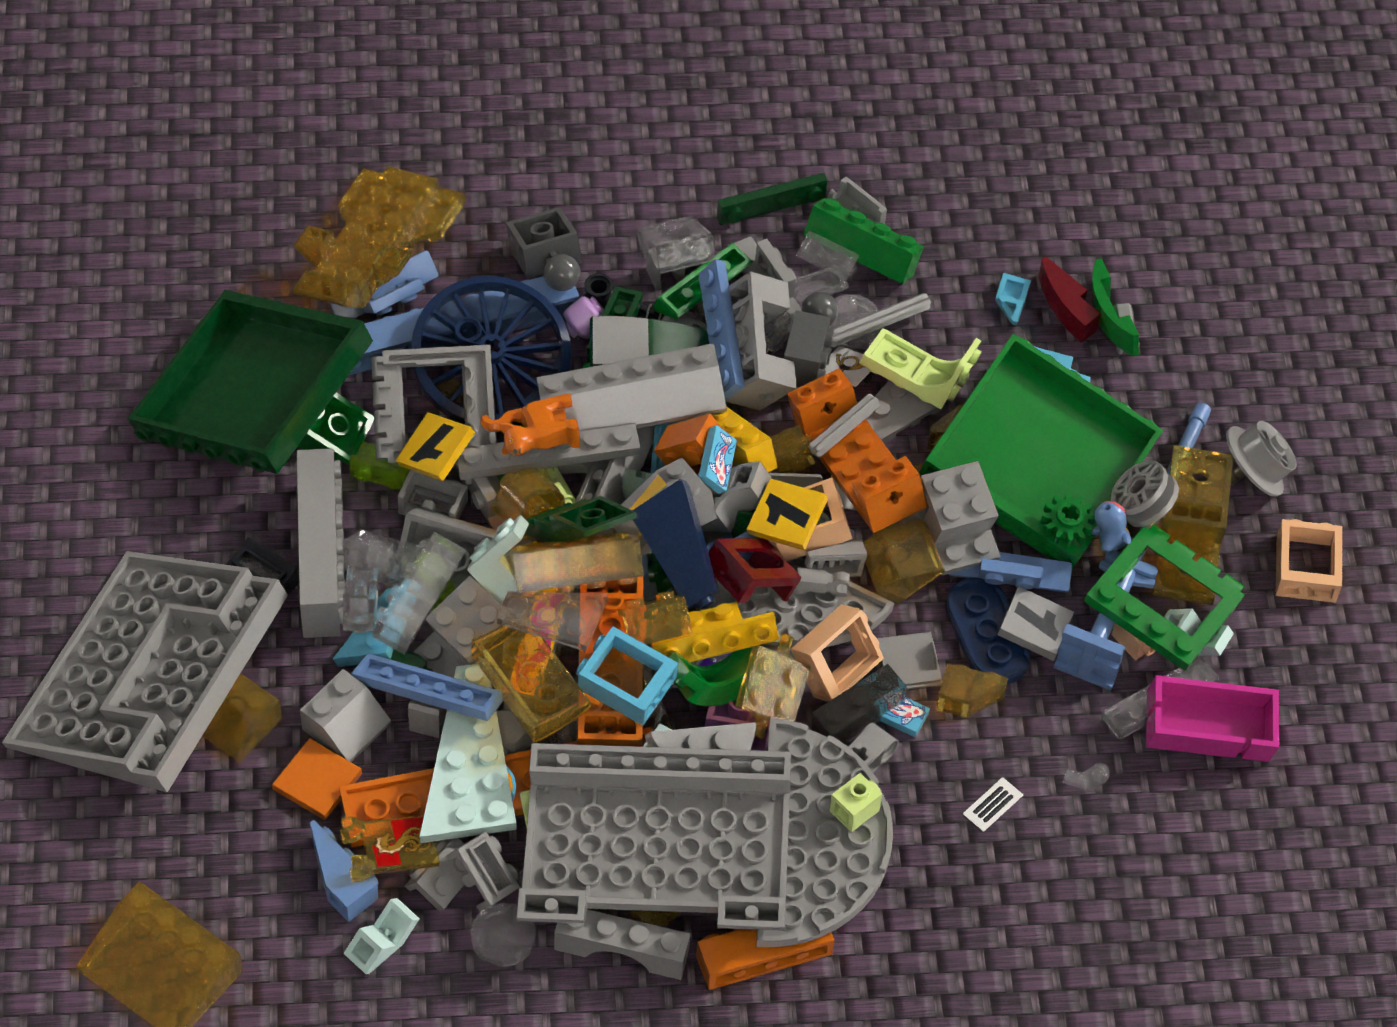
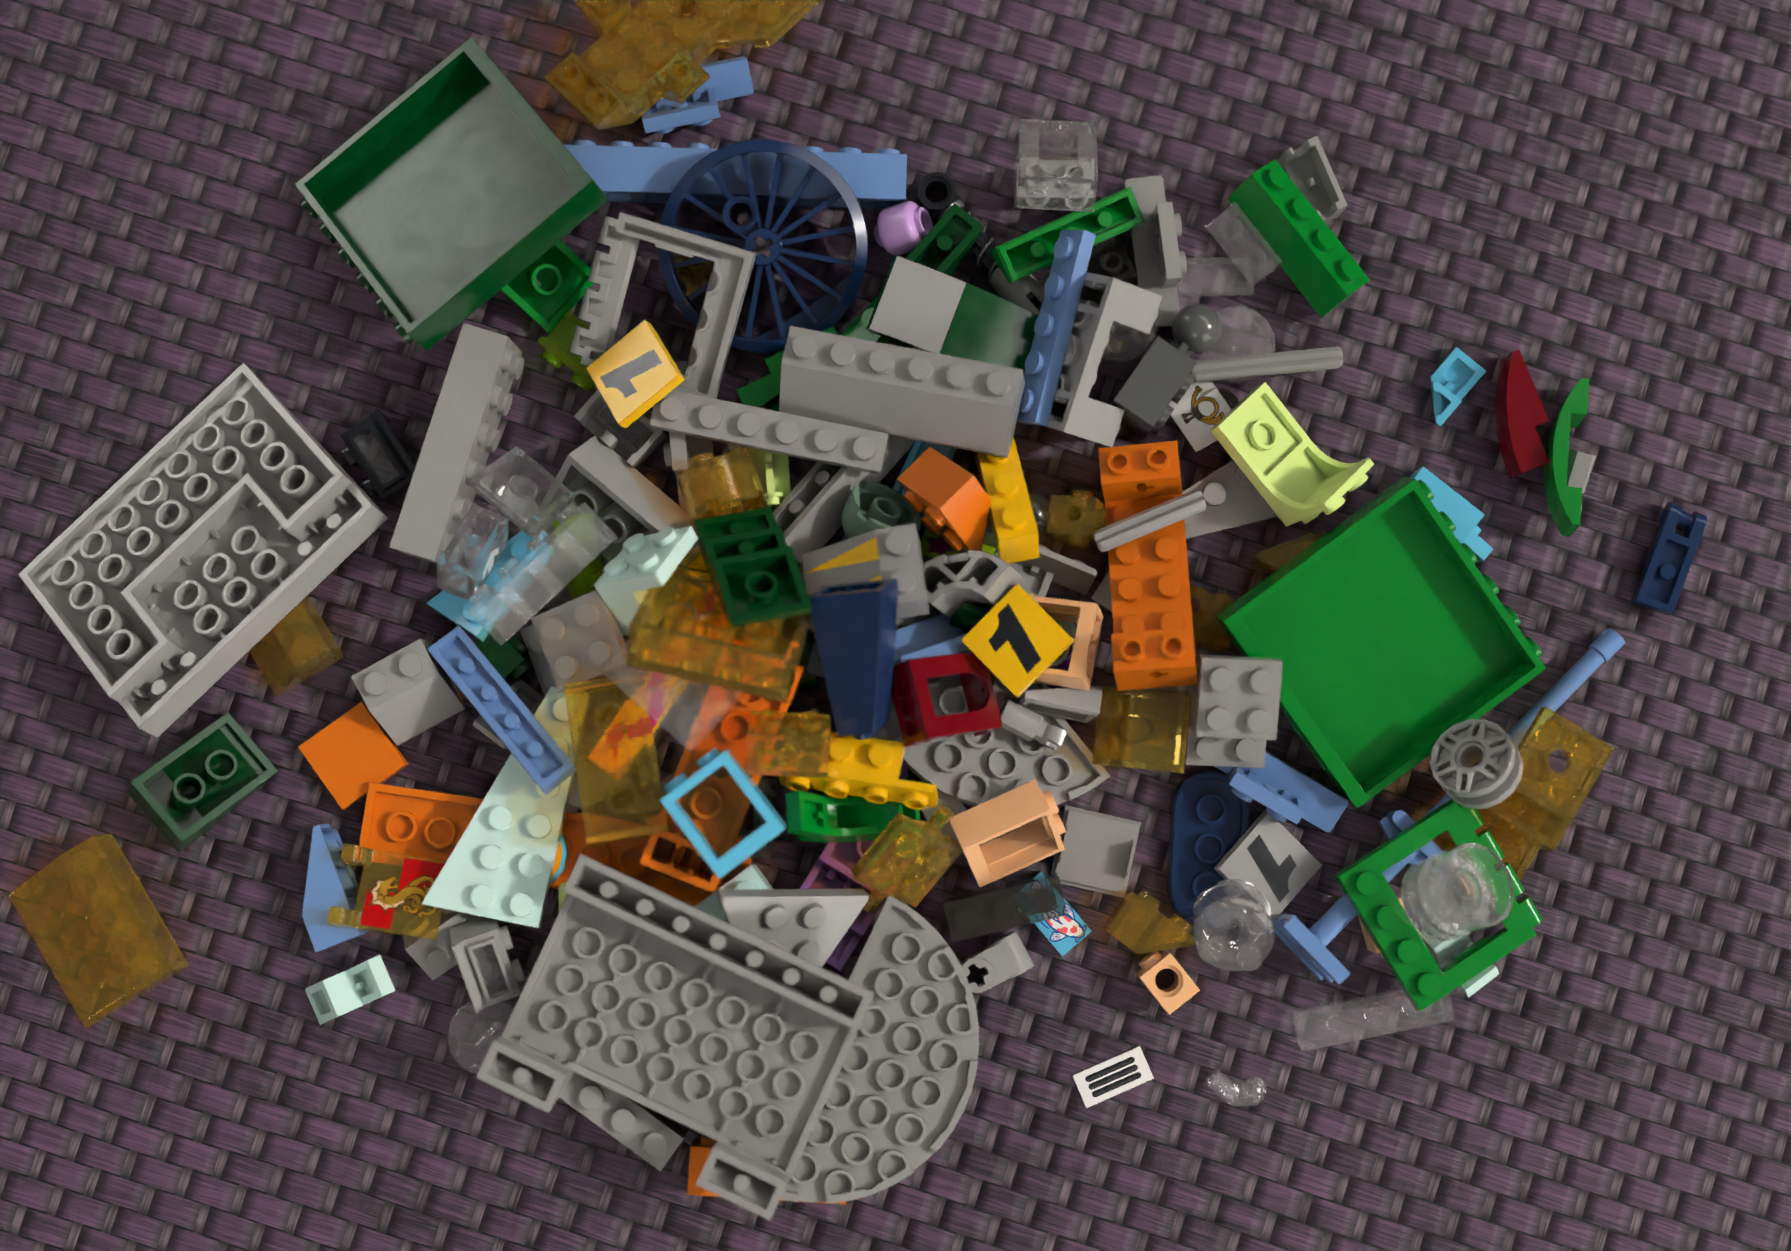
camera: 25 degrees right, 30 degrees up
(204, 832) = (201, 781): none -> dark green slope
(542, 428) = (766, 397): orange animal -> none
(547, 247) = (892, 115): dark grey brick -> none
(717, 459) = (959, 539): medium azure tile -> none
(771, 199) = (1159, 127): dark green plate -> none
(856, 802) = (936, 1061): yellowish green brick -> none
(999, 731) = (1173, 996): none -> light nougat brick
(1038, 642) = (1235, 946): none -> clear brick
(1080, 522) = (1380, 760): green gear -> none
(1111, 526) = (1414, 793): medium blue animal -> none
(1171, 568) = (1457, 892): none -> clear wheel
(1212, 718) = (1416, 1088): dark pink piece -> none
(1214, 352) = (1669, 559): none -> dark blue plate
(1261, 456) = (1651, 750): light grey piece -> none
(1305, 584) = (1611, 887): light nougat window -> none

